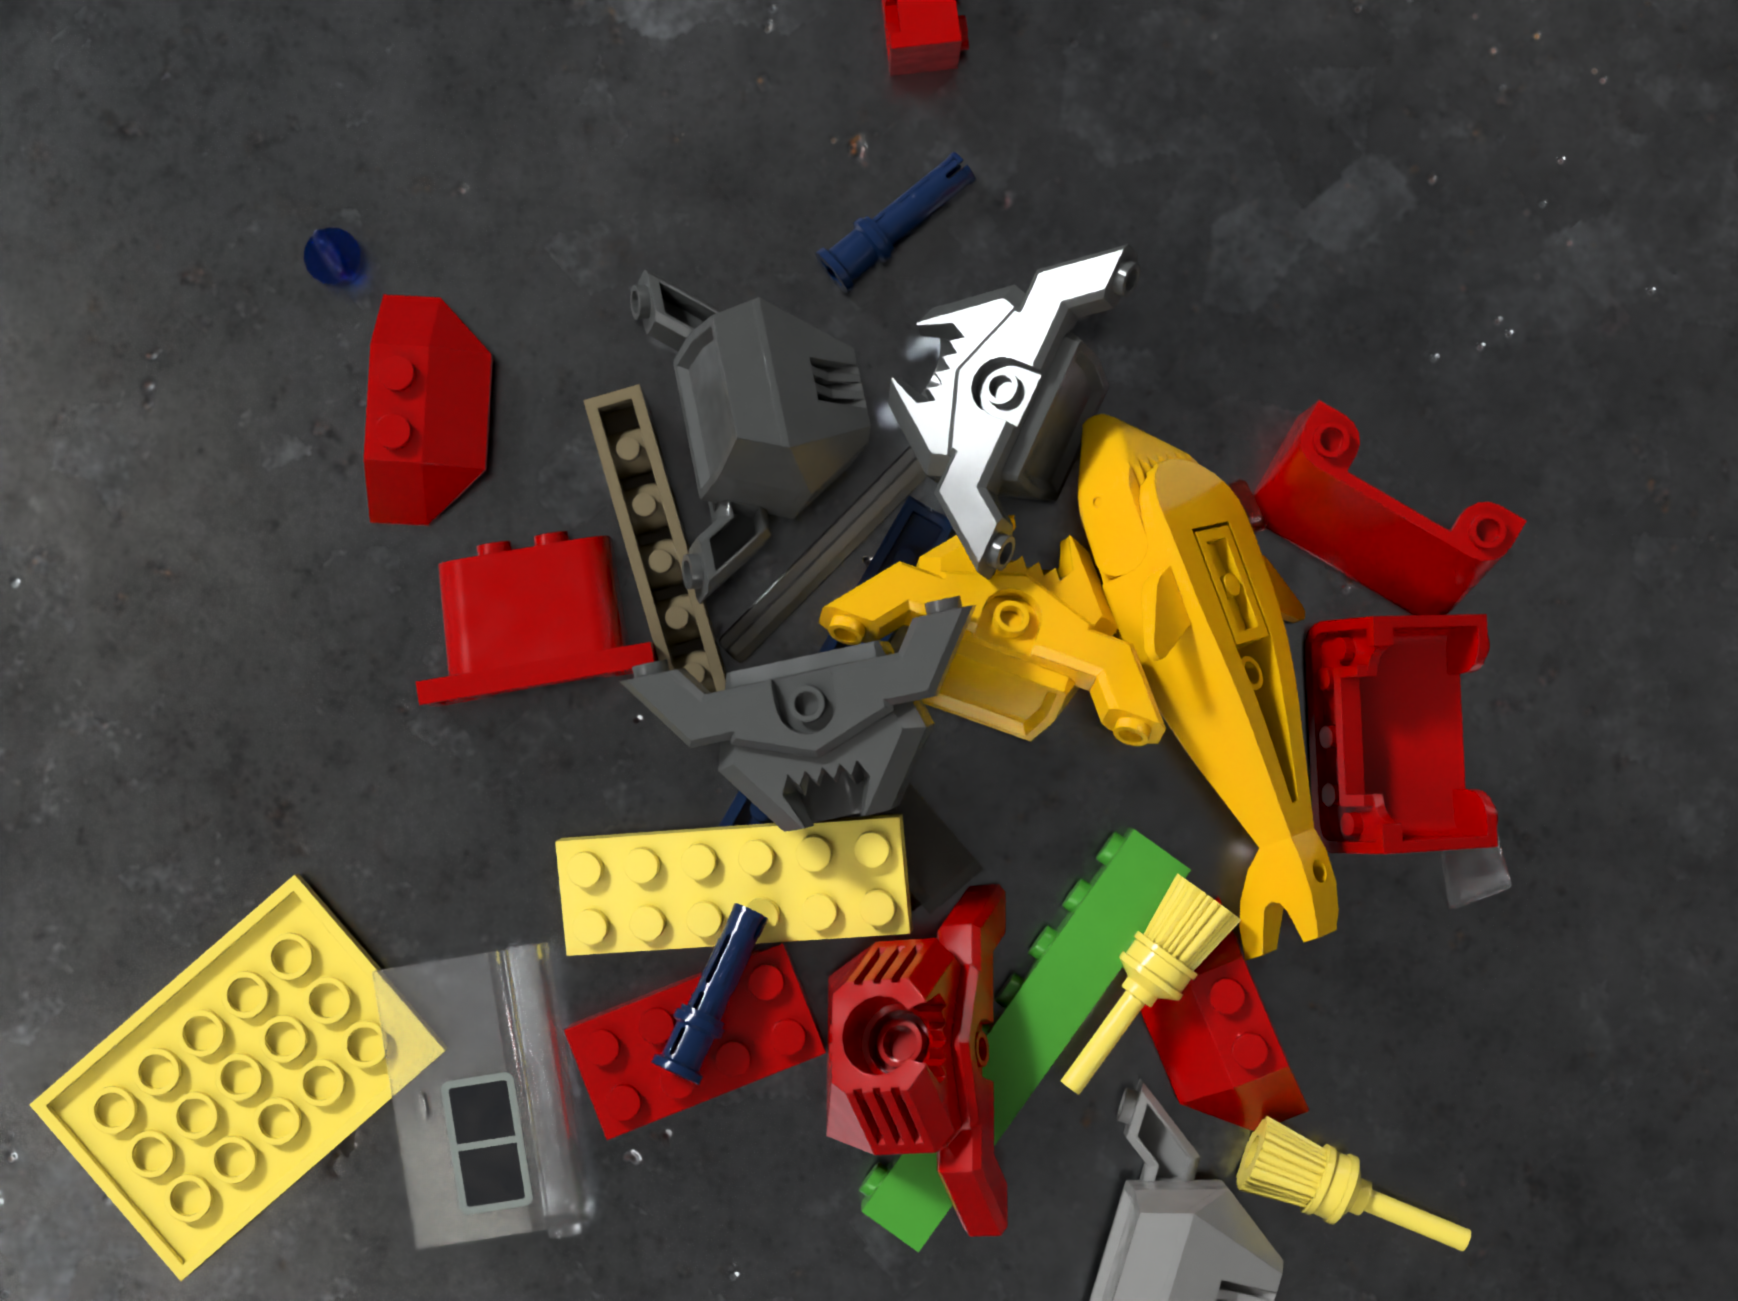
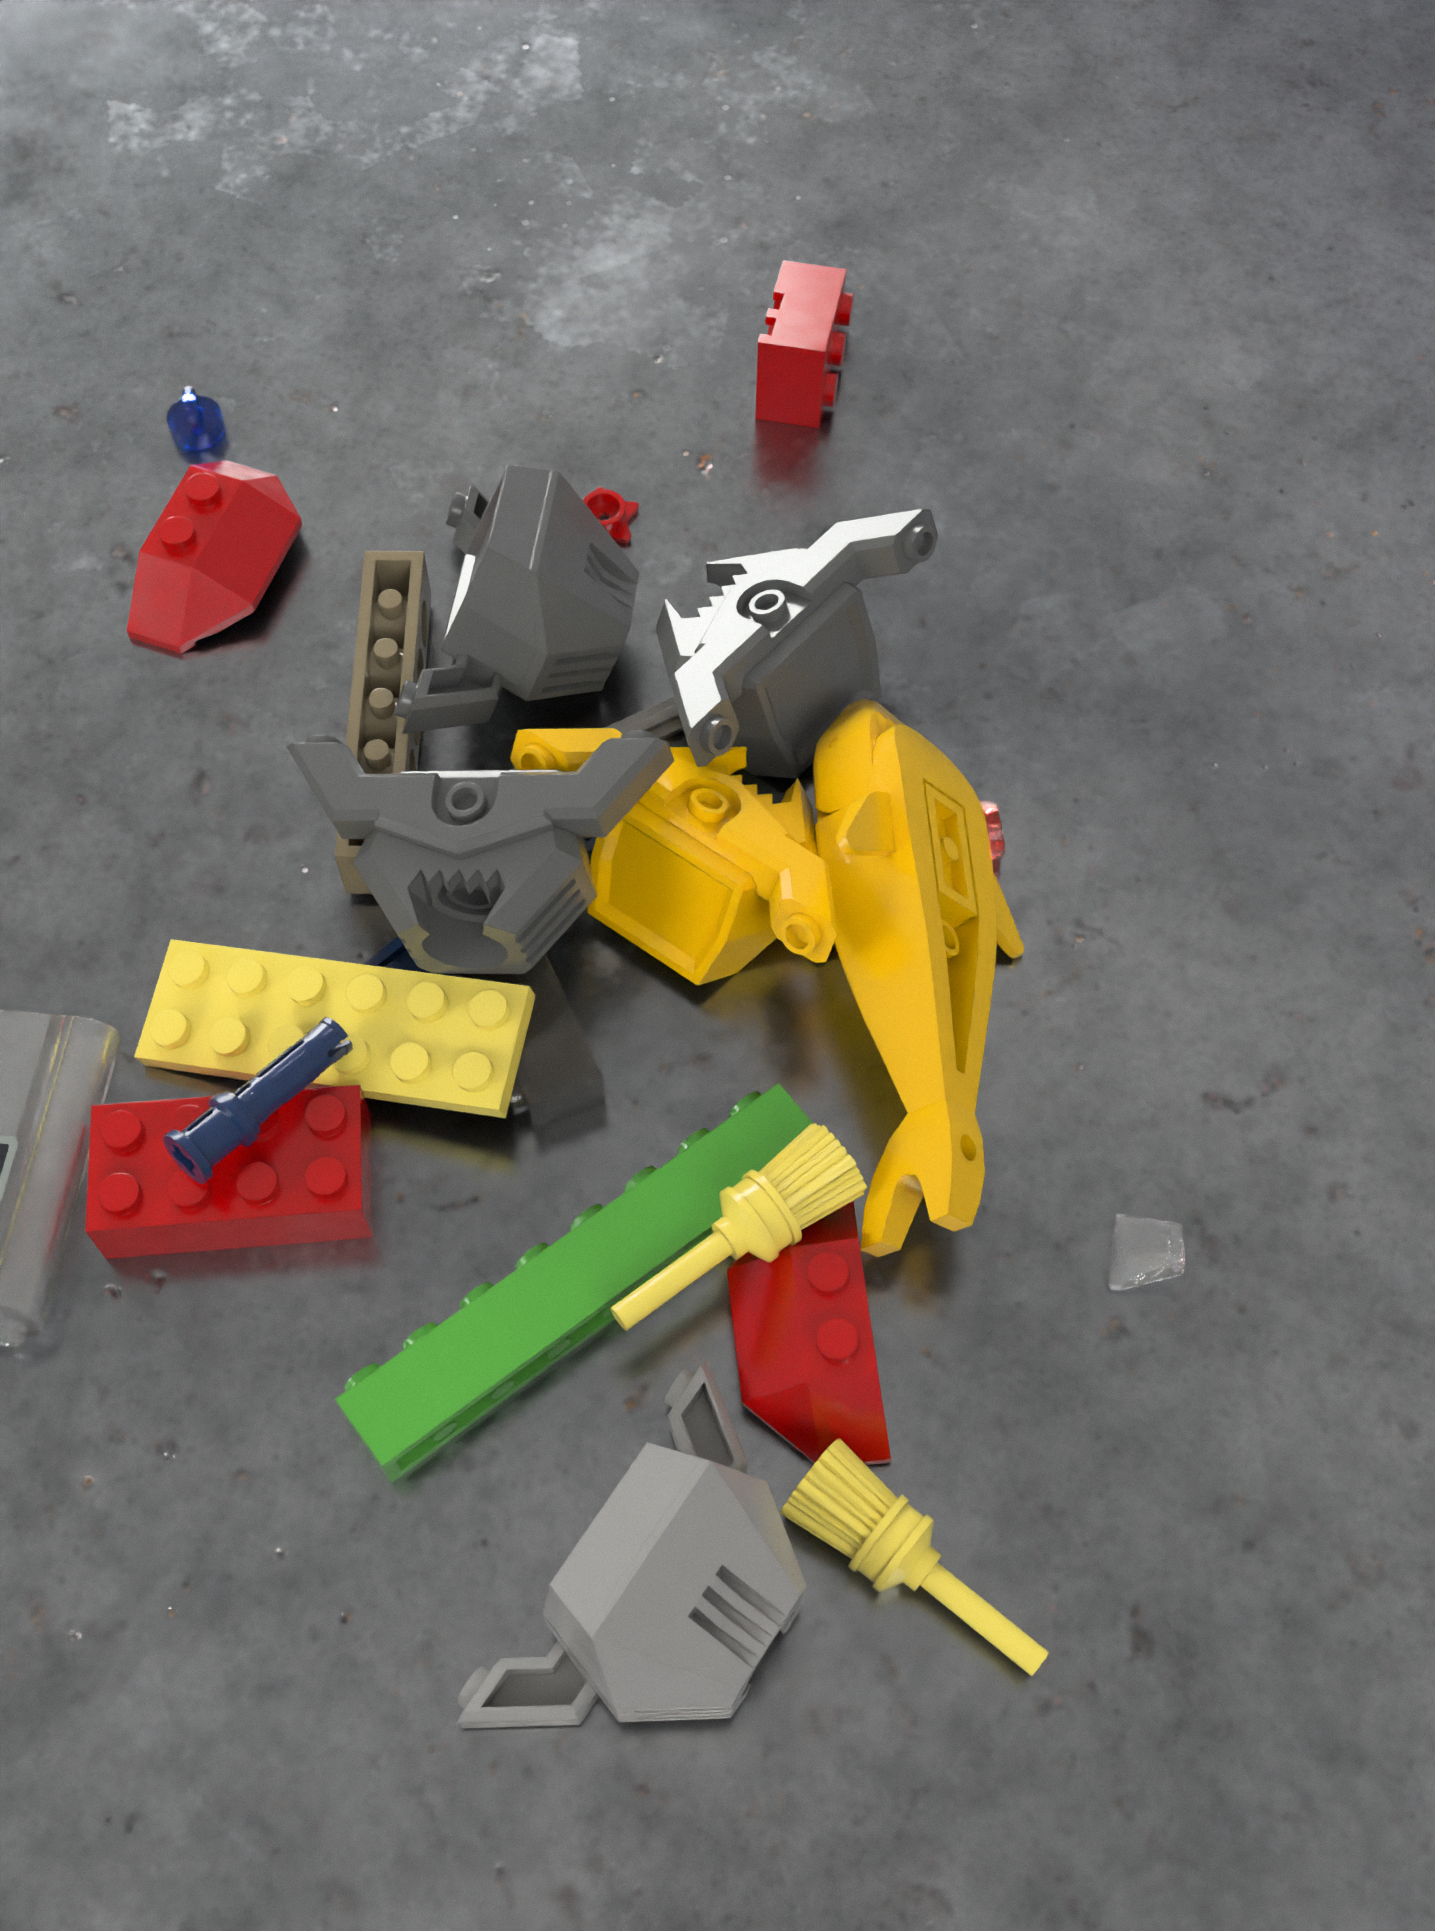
camera: 20 degrees right, 25 degrees down
(532, 619) = (222, 729): red windscreen -> none
(771, 233) = (611, 504): none -> red plate
(874, 238) = (697, 522): dark blue pin -> none
(913, 1053) = (443, 1230): red helmet -> none
(1366, 532) = (1123, 872): red windscreen -> none
(1392, 734) = (1091, 1073): red windscreen -> none

